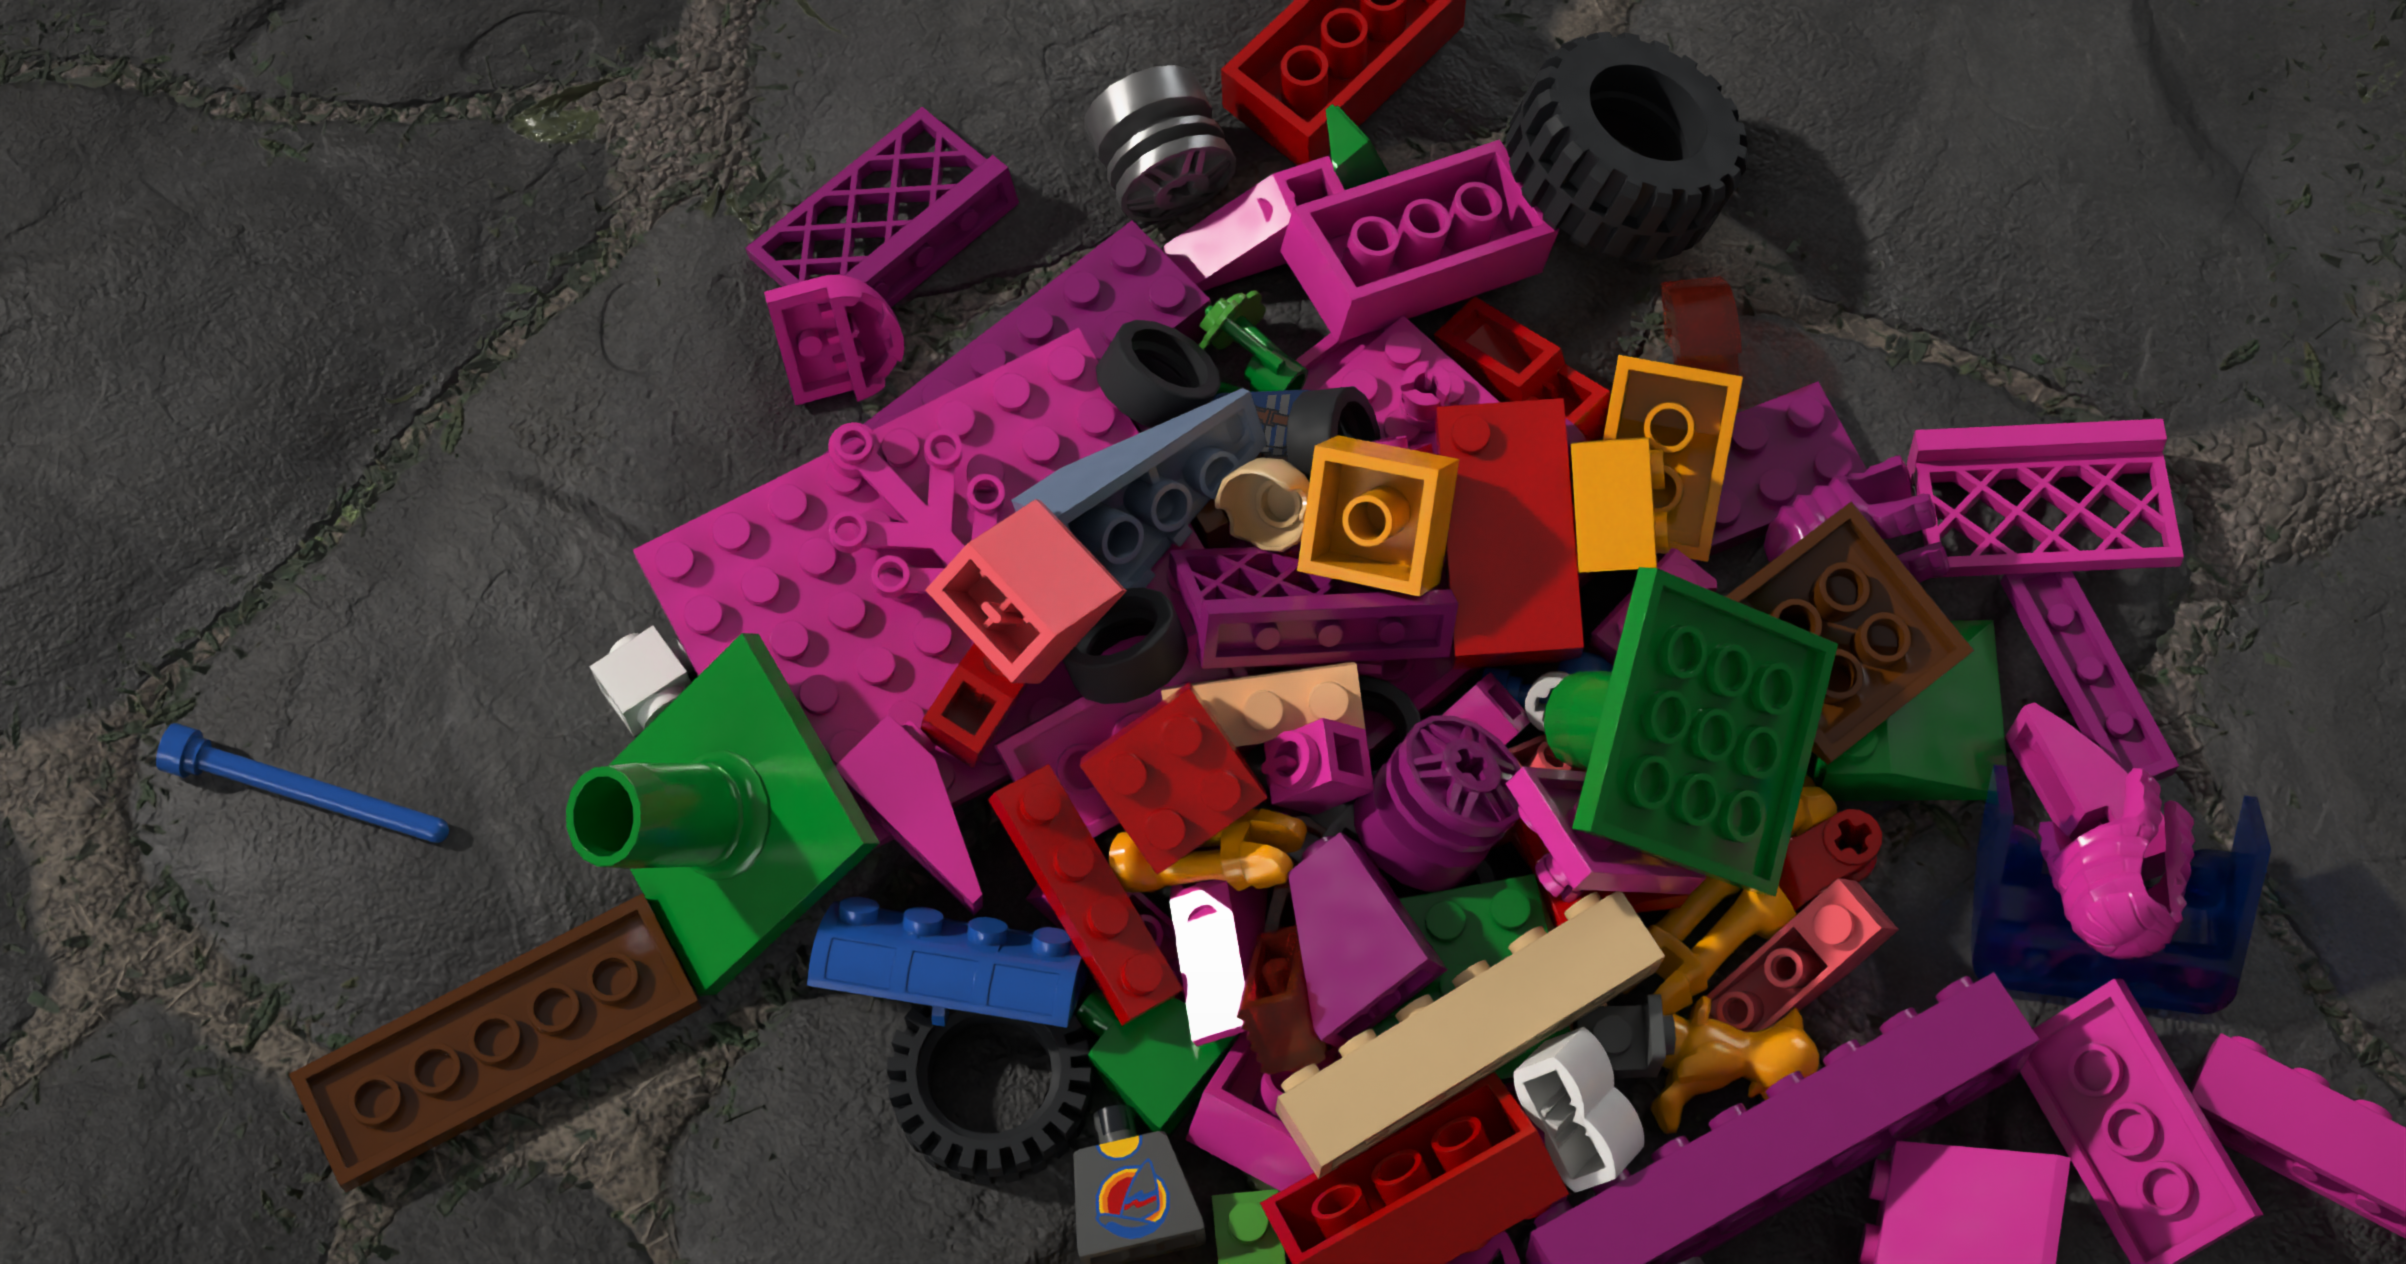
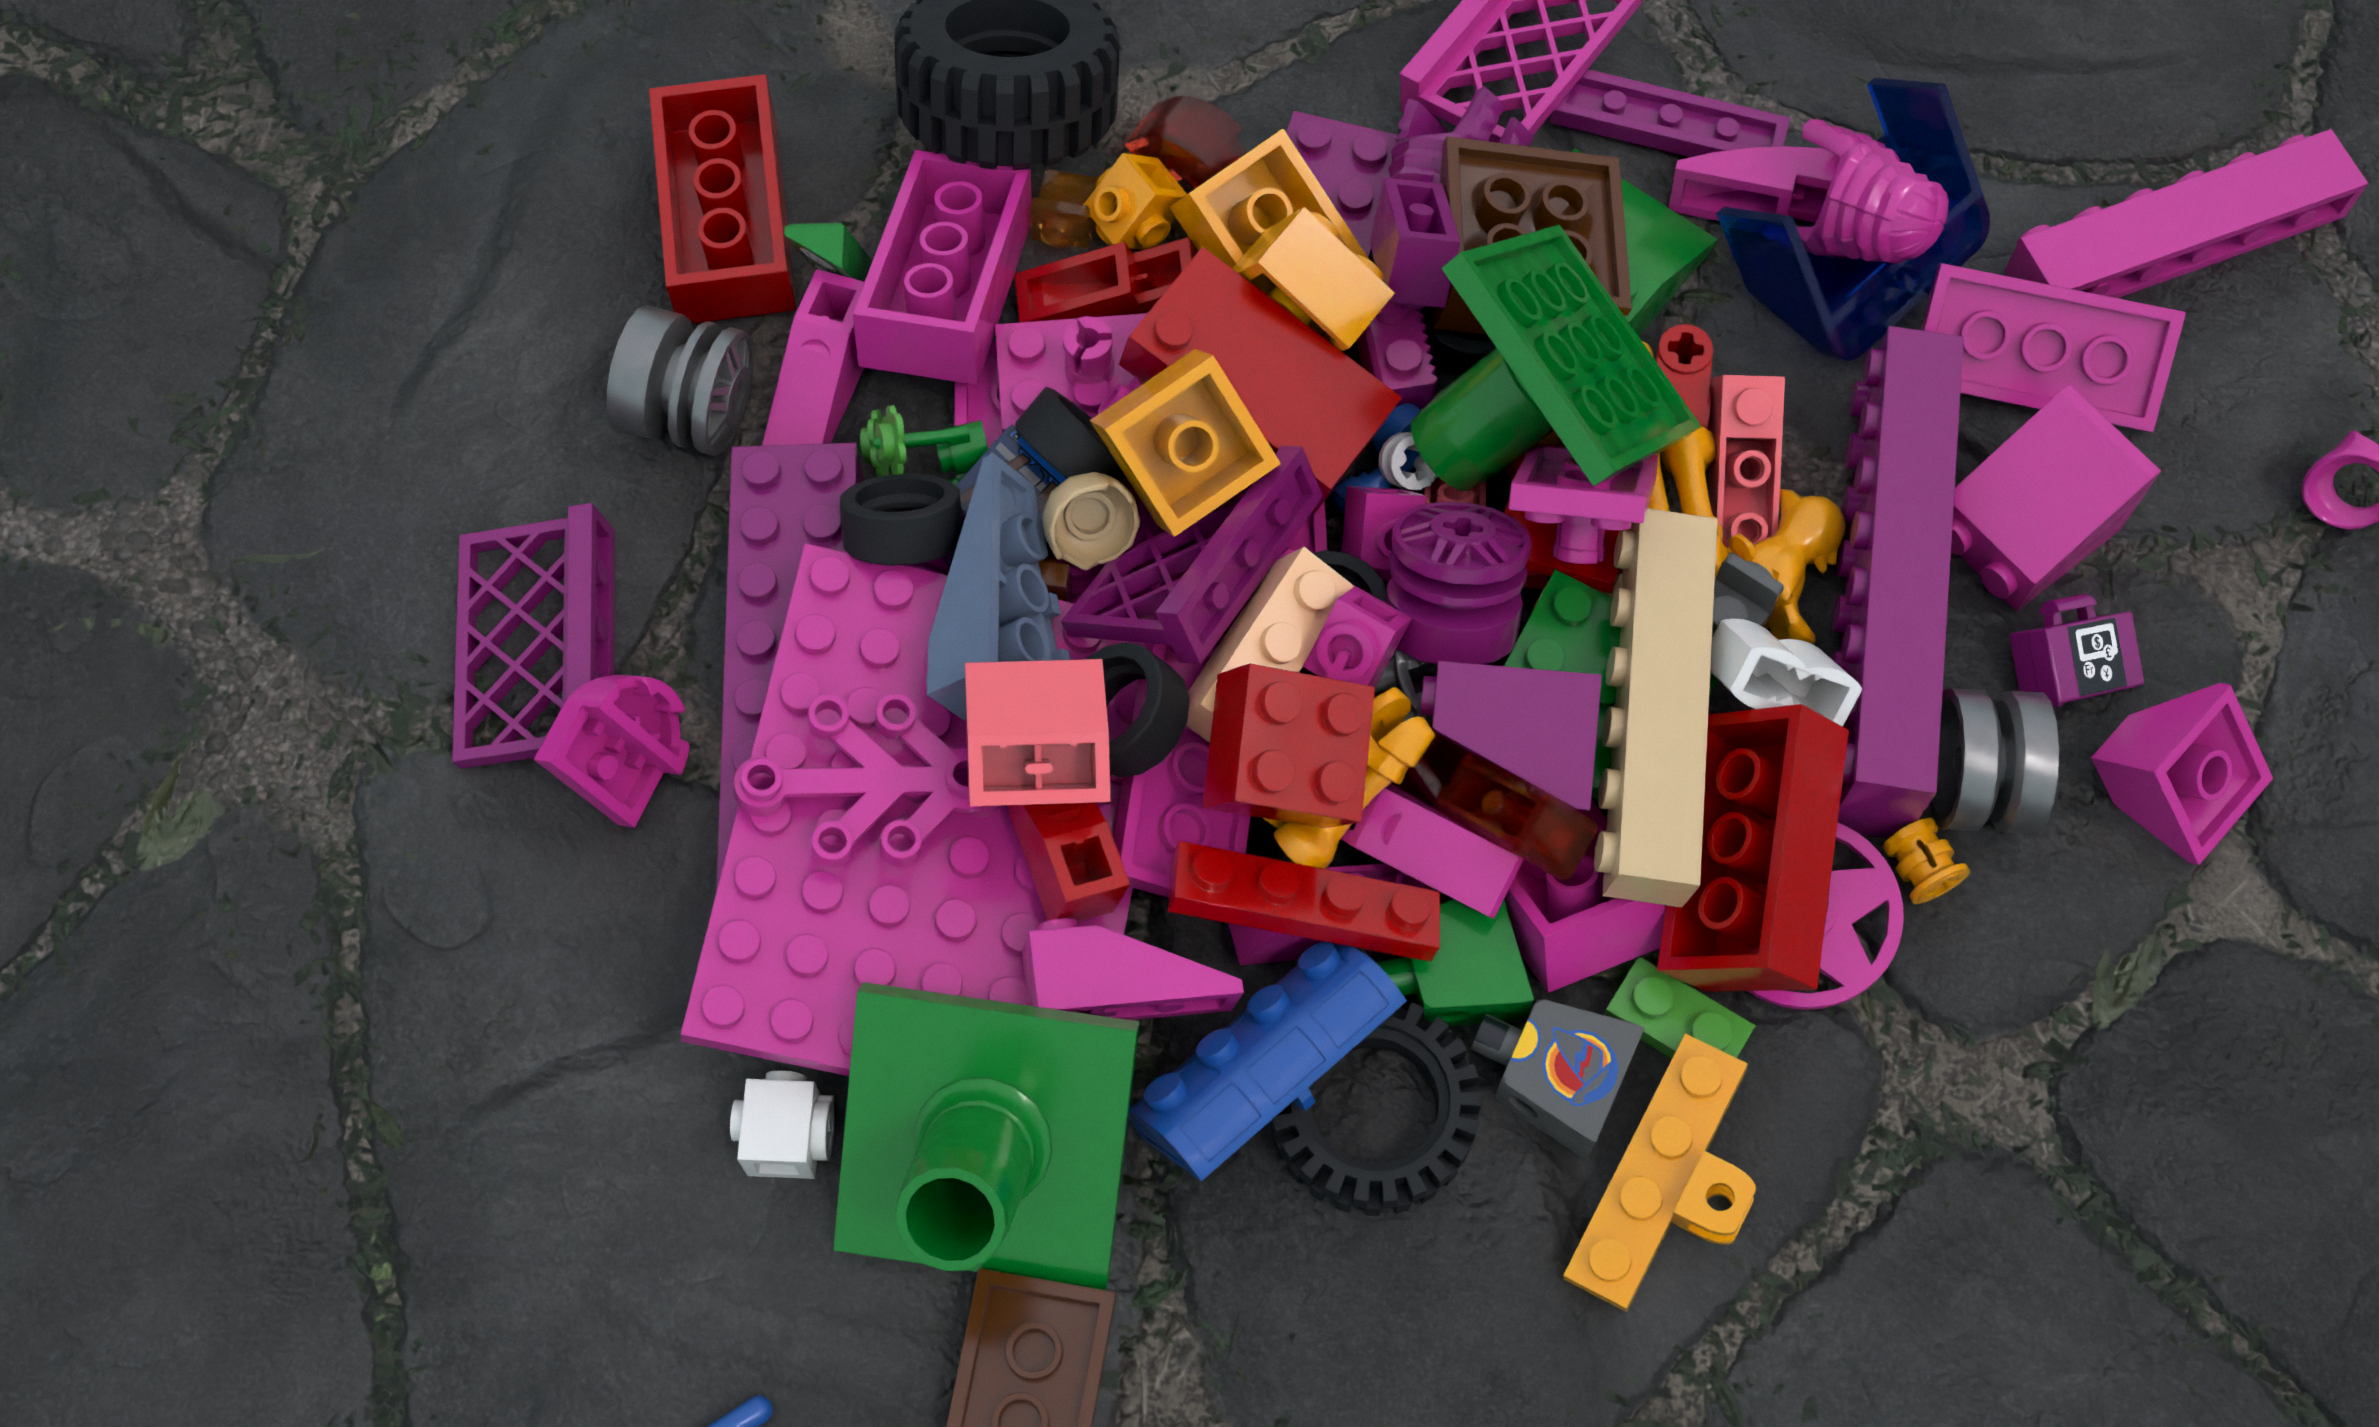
camera: 55 degrees left, 0 degrees up
(1570, 289) = (1059, 211): none -> clear orange bracket
(1610, 325) = (1134, 202): none -> light orange brick
(1736, 543) = (1413, 241): none -> magenta brick

